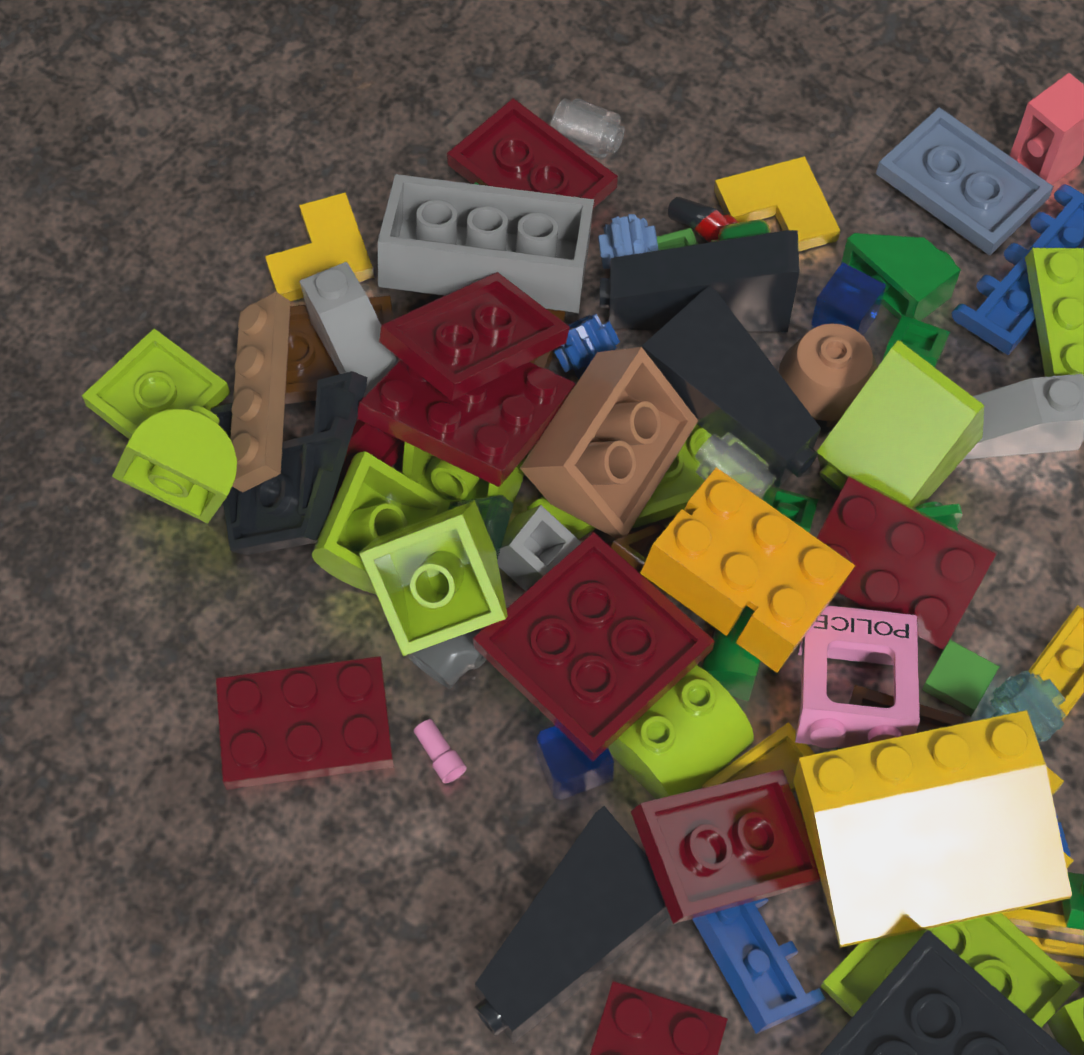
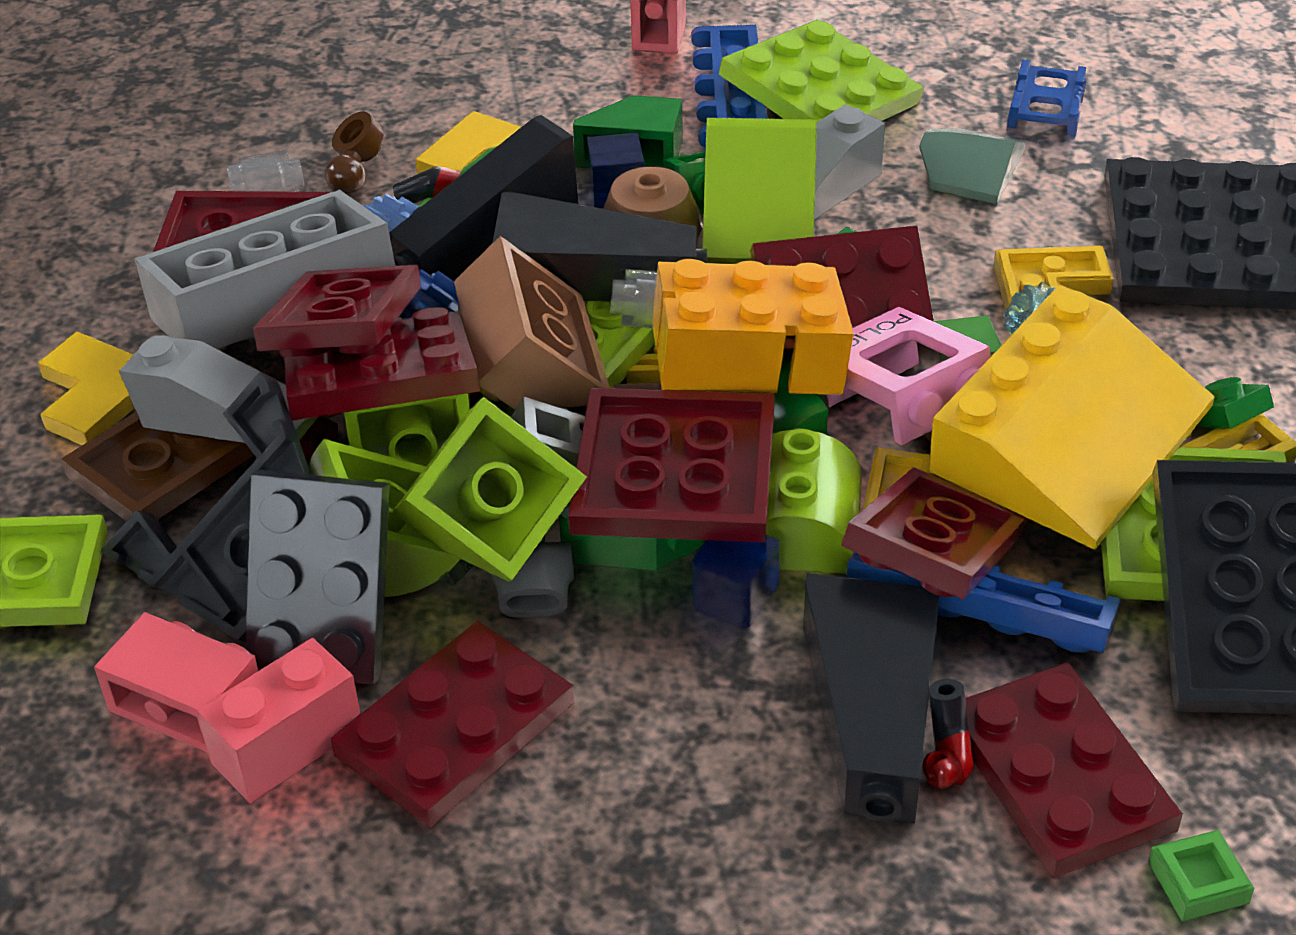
camera: 40 degrees left, 20 degrees down
(165, 562) = (168, 672): none -> coral brick
(181, 461) = (128, 561): lime brick -> none
(192, 641) = (279, 719): none -> coral brick
(260, 390) = (156, 485): medium nougat plate -> none
(284, 555) = (317, 568): none -> plate
(445, 760) = (623, 659): bright pink piece -> none
(589, 1004) = (953, 753): none -> arm
(685, 131) = (356, 141): none -> reddish brown plate
(964, 180) = (614, 65): sand blue plate -> none

